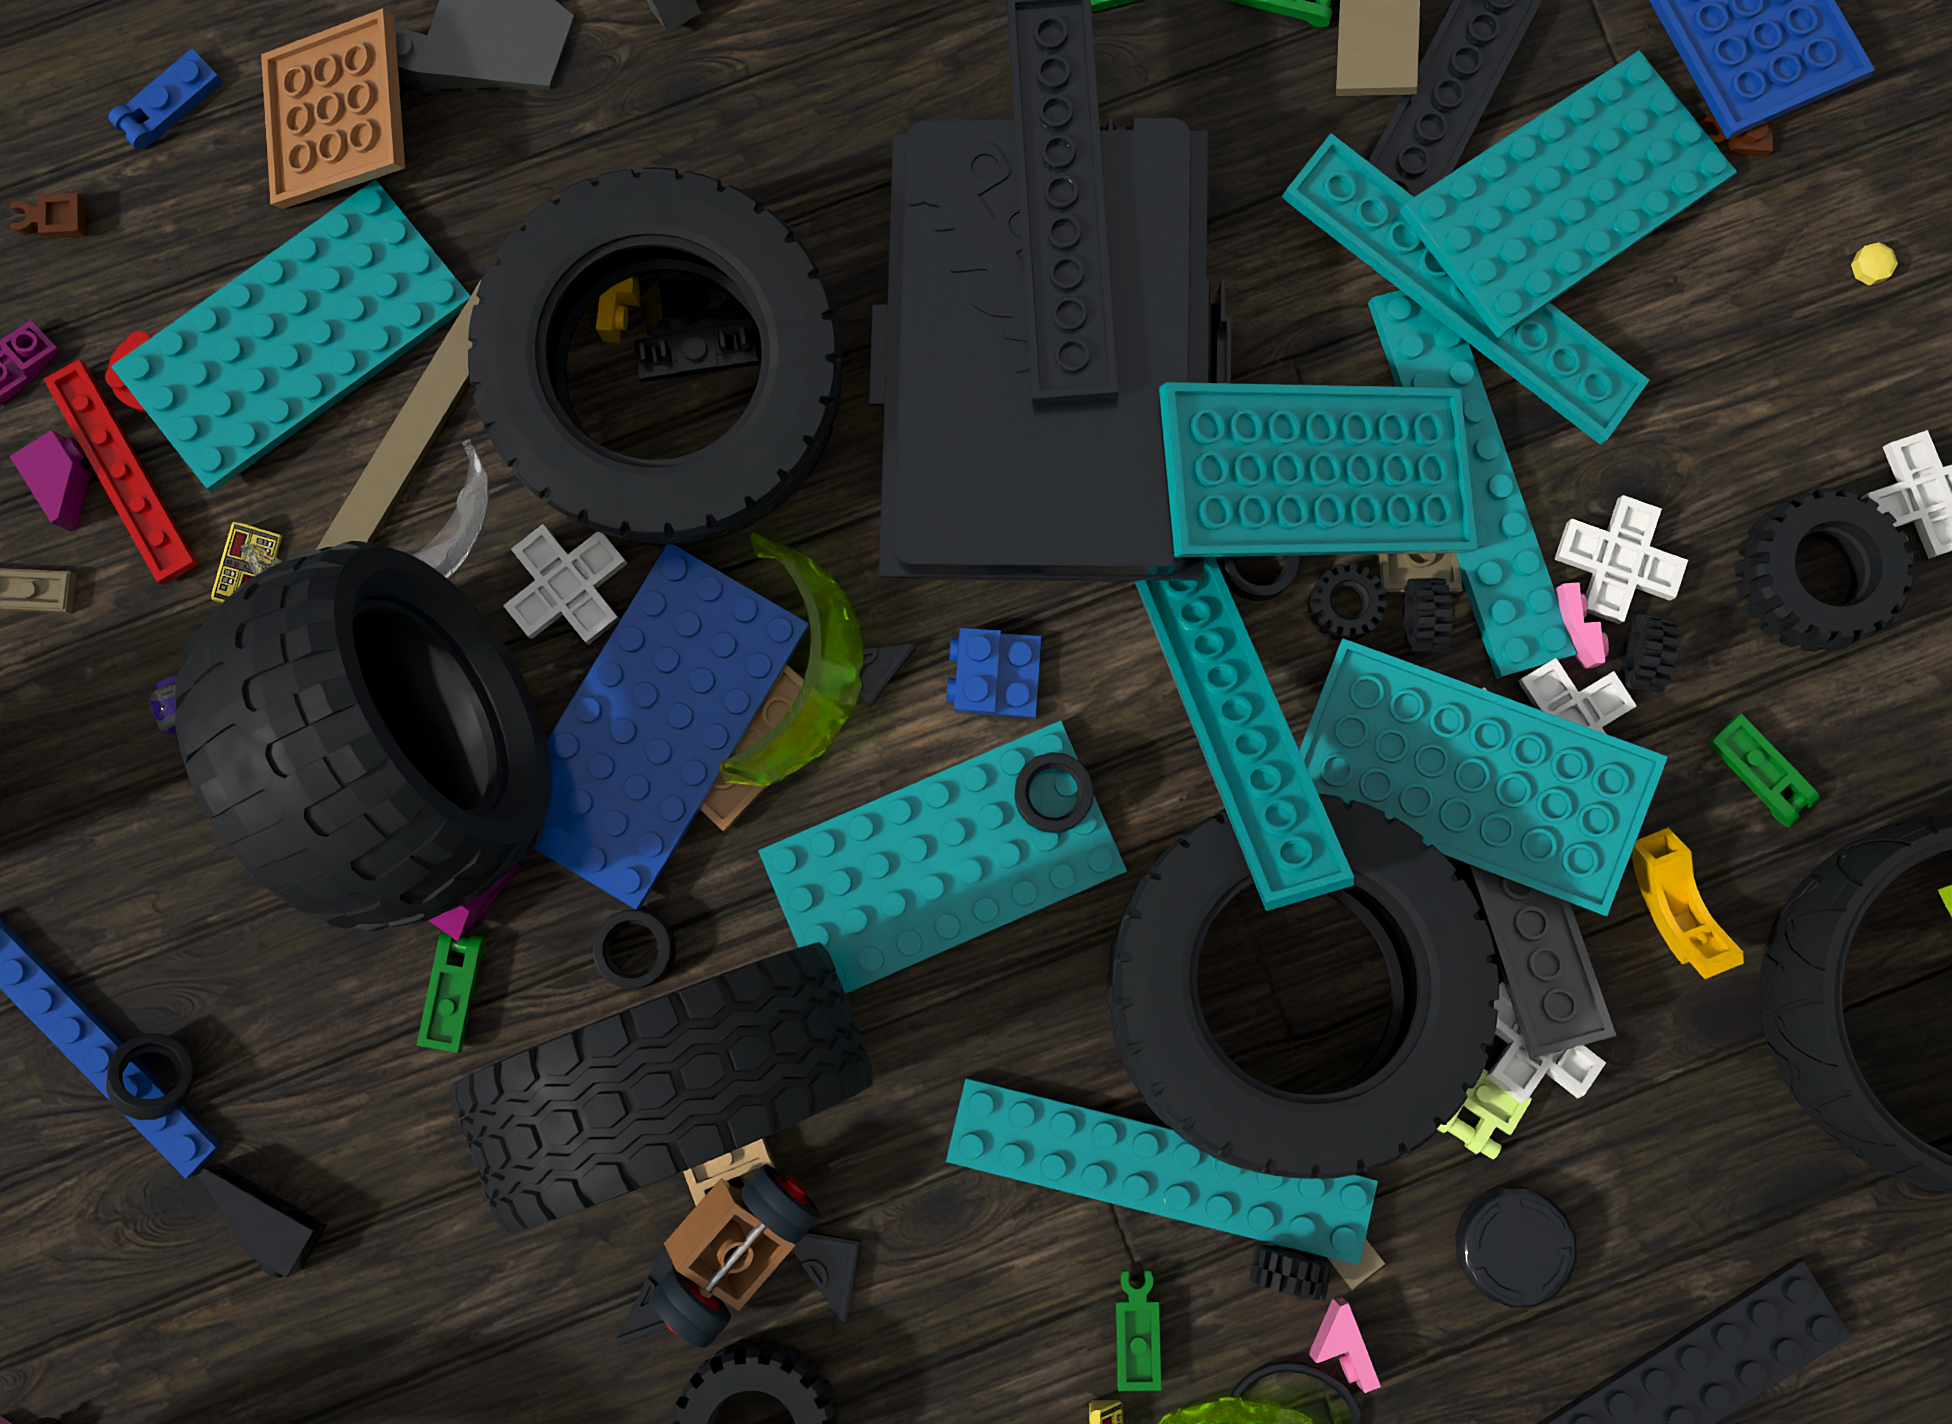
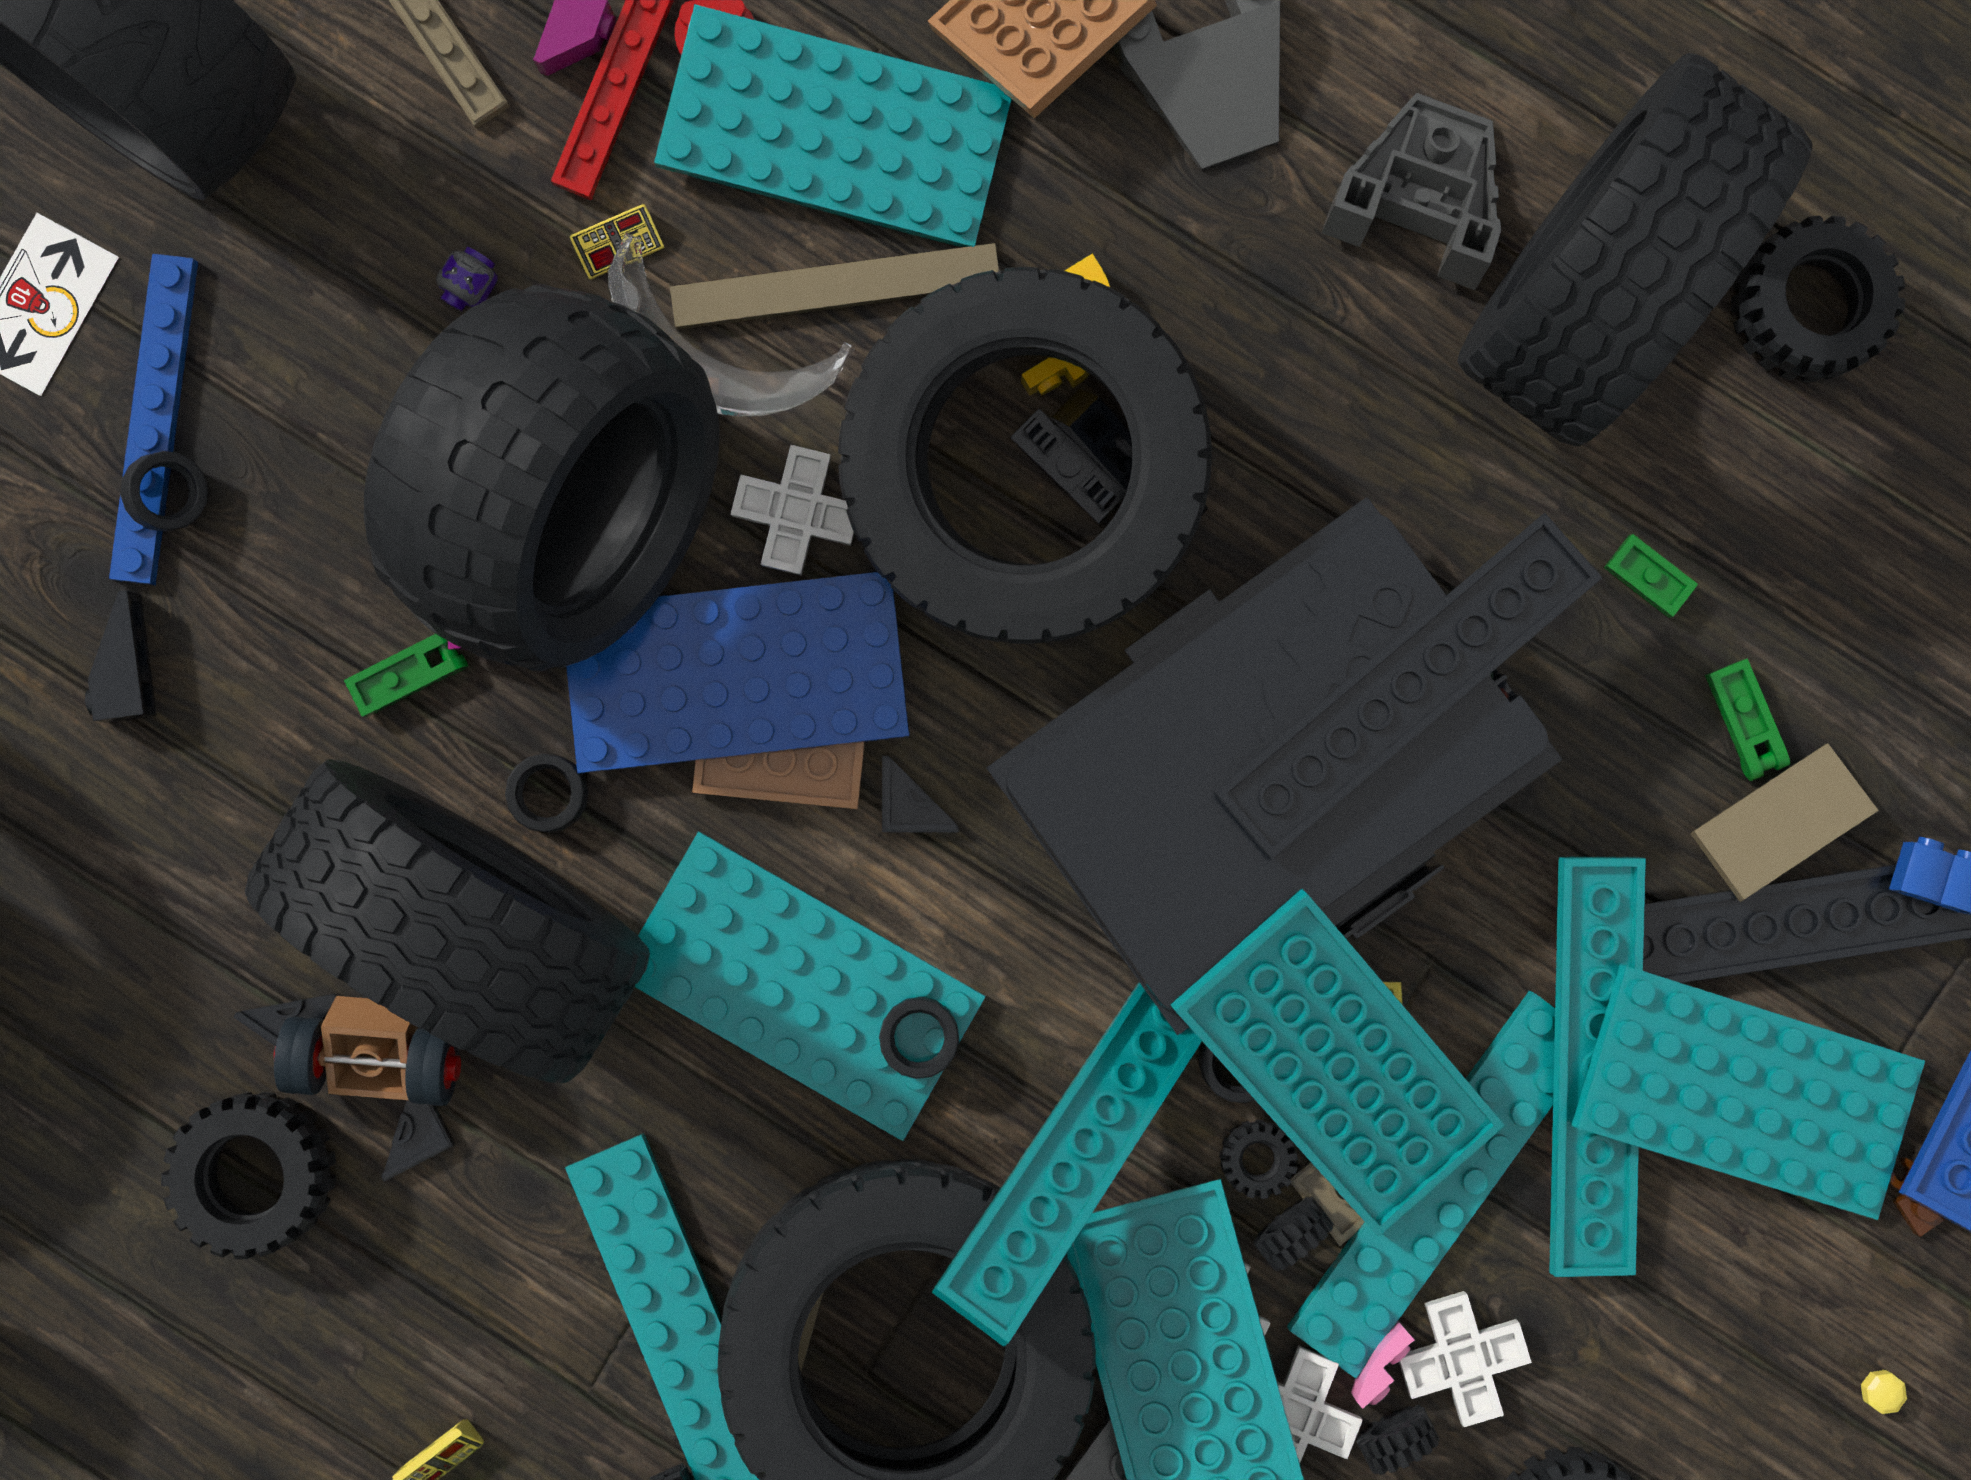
camera: 45 degrees right, 5 degrees up
(829, 684) = (882, 786): clear neon green windscreen -> none
(994, 673) = (984, 914): blue plate -> none
(1138, 1337) = (542, 1420): green plate -> none

